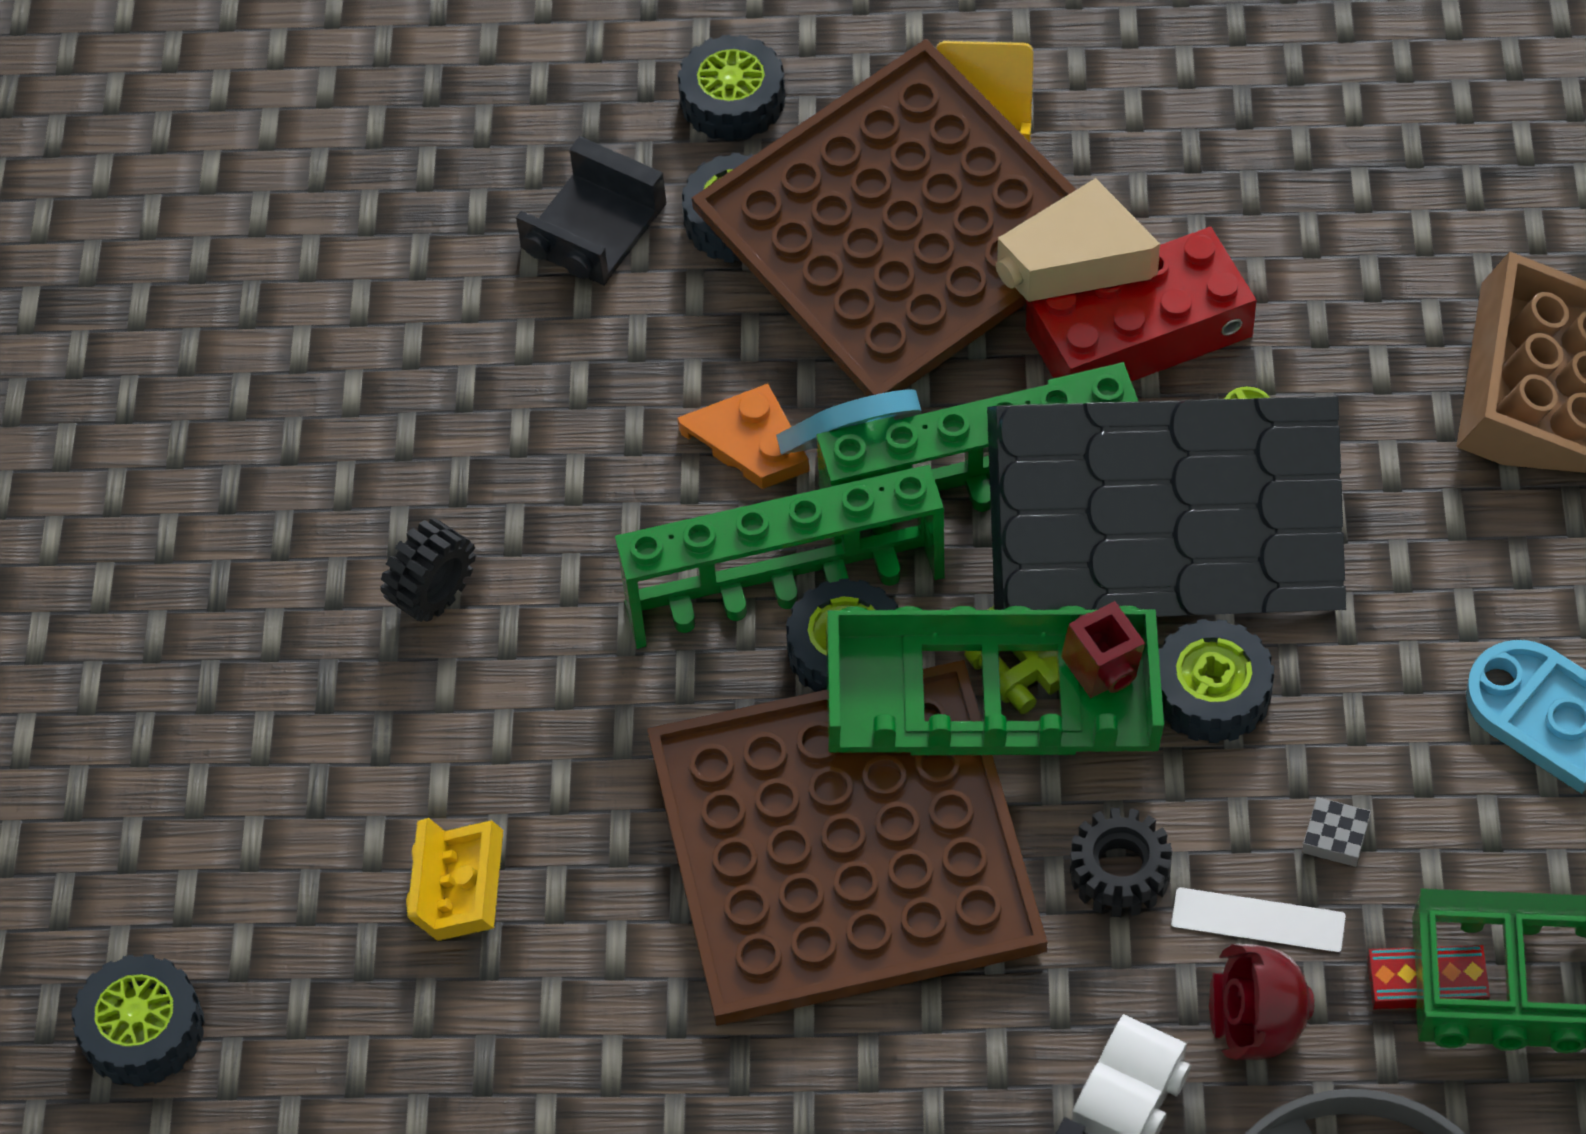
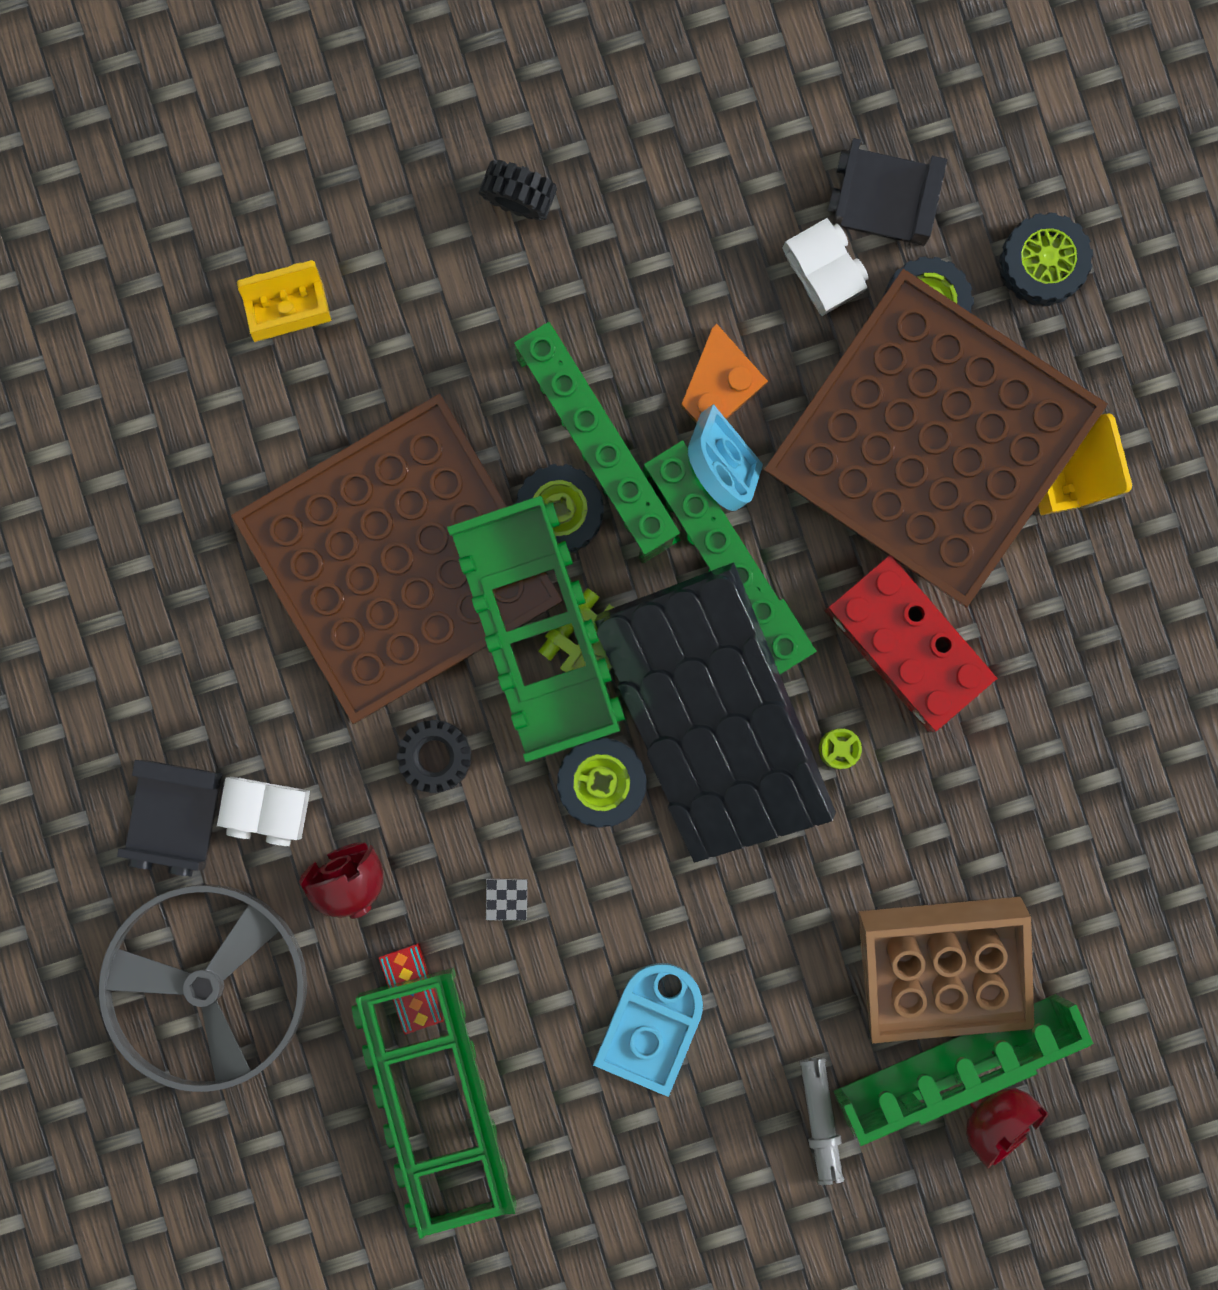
camera: 65 degrees right, 30 degrees up
(138, 1020) = (119, 127): black wheel -> none
(654, 292) = (825, 266): none -> white brick
(1077, 247) = (928, 582): tan slope -> none
(1103, 650) = (572, 702): dark red brick -> none
(1258, 919) = (425, 861): white sticker -> none

